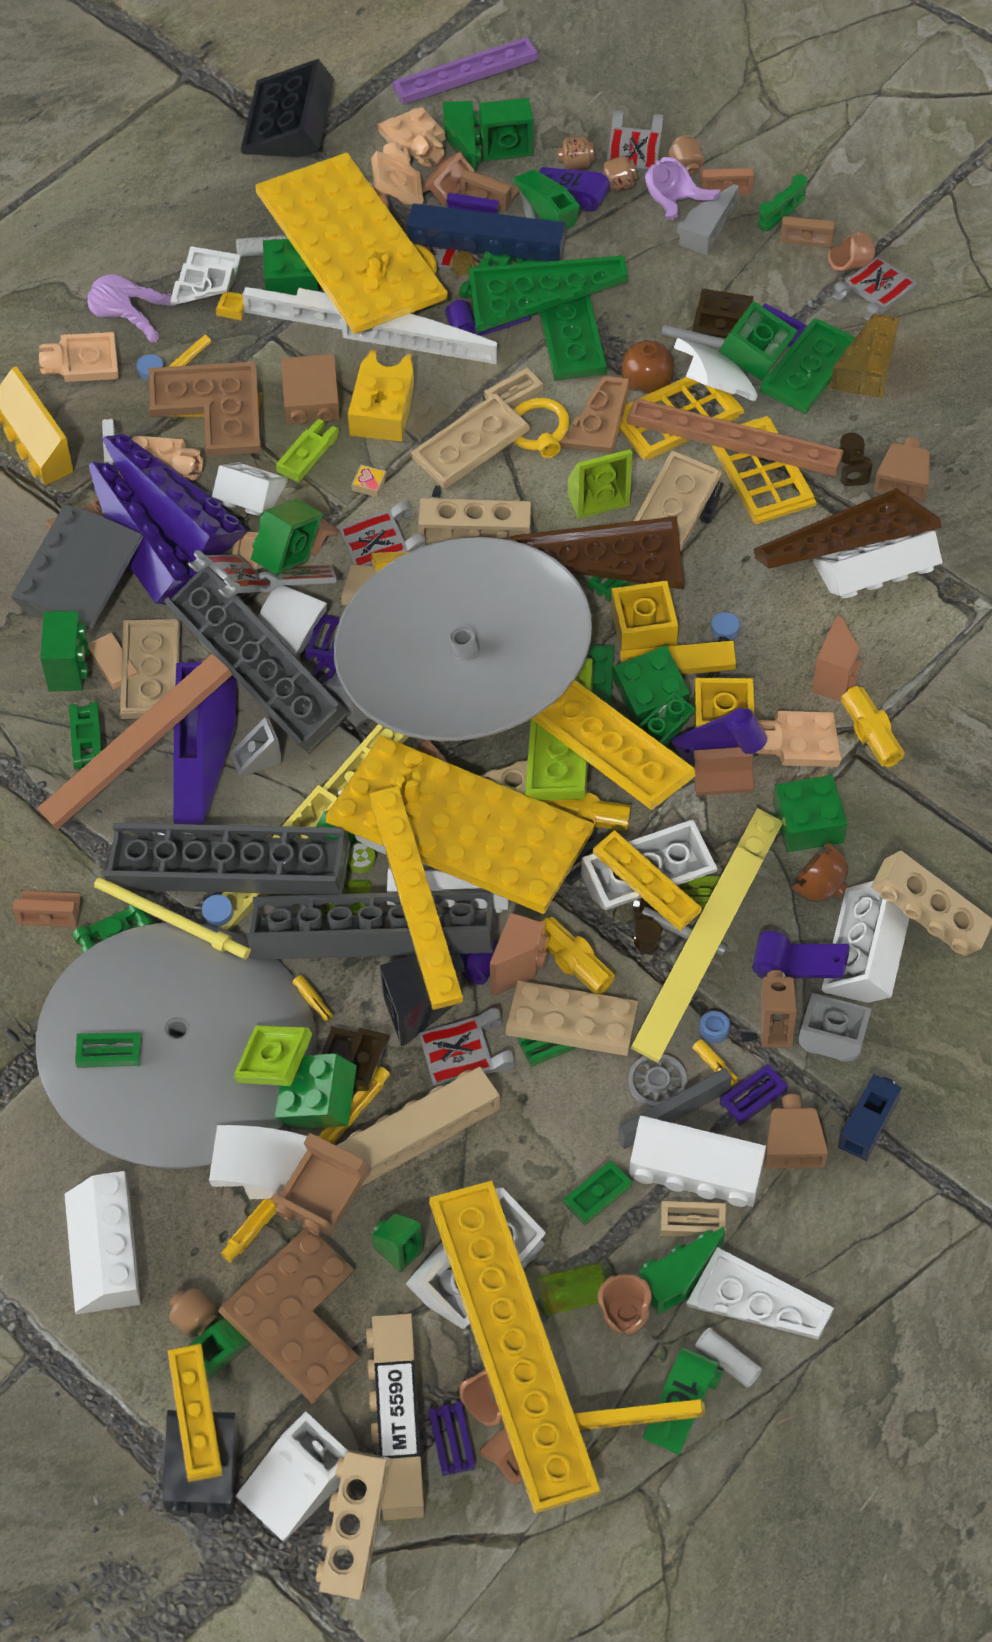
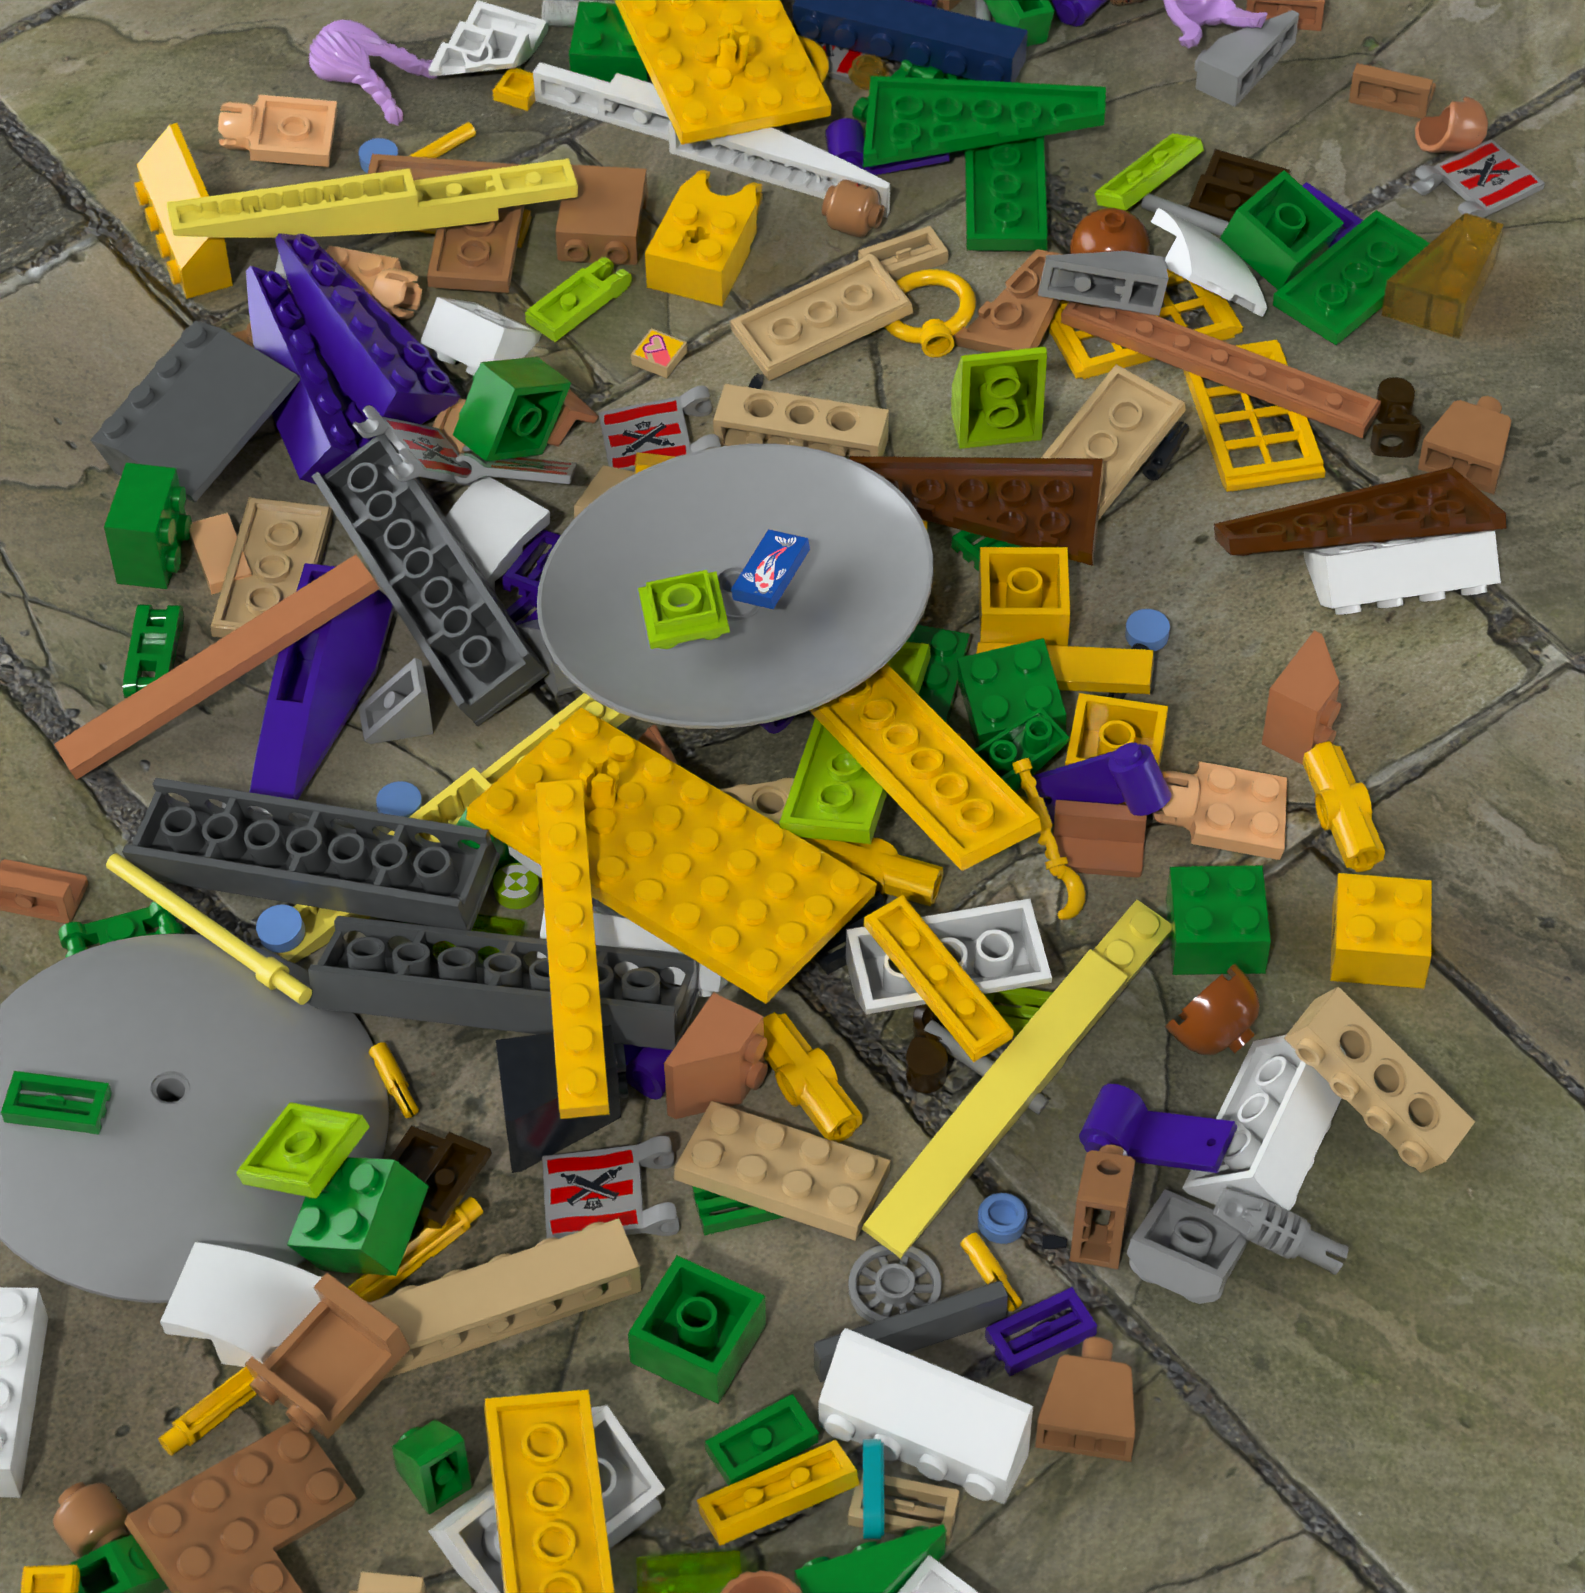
camera: 10 degrees right, 5 degrees down
(161, 405) = (372, 203): none -> light yellow slope
(272, 813) = (399, 799): none -> medium blue tile
(431, 673) = (701, 618): none -> lime piece
(475, 362) = (852, 208): none -> medium nougat head
(485, 625) = (770, 569): none -> blue tile
(543, 1129) = (697, 1329): none -> green brick
(615, 1223) = (778, 1492): none -> yellow plate
(655, 392) = (1107, 280): none -> light grey slope
(661, 309) = (1149, 171): none -> lime tile
(675, 1212) = (873, 1489): none -> teal tile
(702, 793) = (1057, 864): none -> yellow piece
(782, 204) = (1362, 47): green plate -> none
(870, 1117) = (1217, 1393): dark blue brick -> none
(887, 1008) = (1277, 1229): none -> light grey hinge
(912, 805) = (1381, 930): none -> yellow brick

